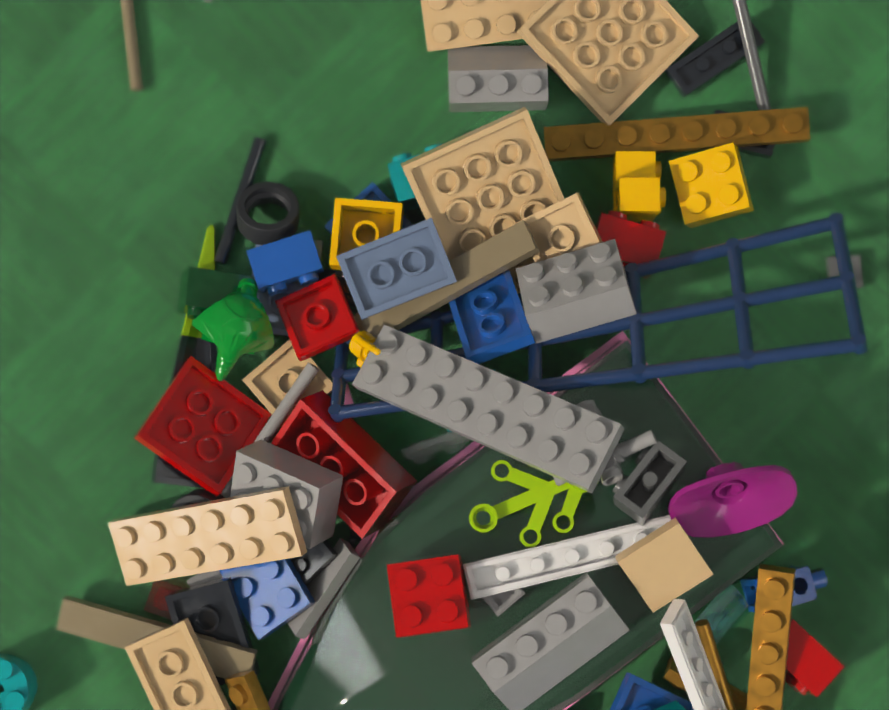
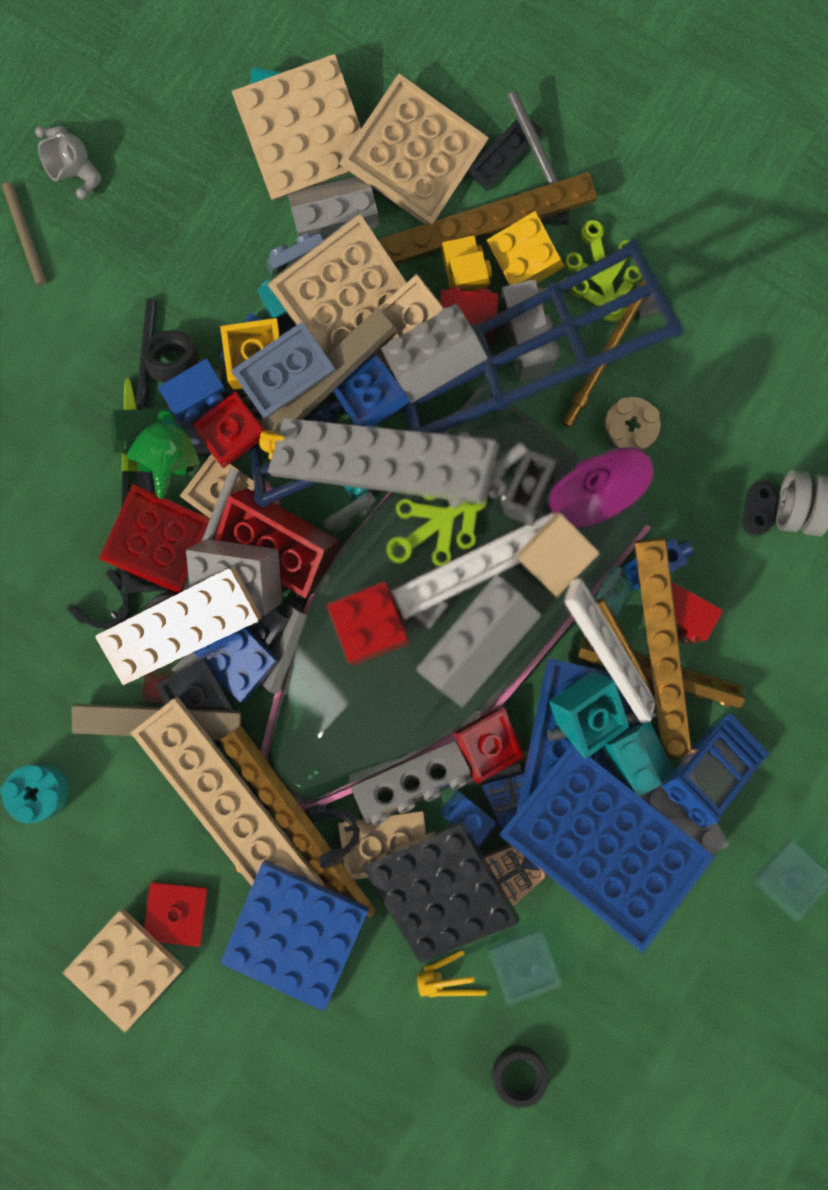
camera: 15 degrees left, 0 degrees up
(98, 496) = (79, 615): none -> black piece
(452, 126) = (282, 257): none -> sand blue plate
(692, 282) = (526, 326): none -> light grey brick
(736, 375) = (580, 399): none -> pearl gold bar
(798, 254) = (604, 278): none -> lime plant
(809, 409) = (632, 408): none -> tan plate

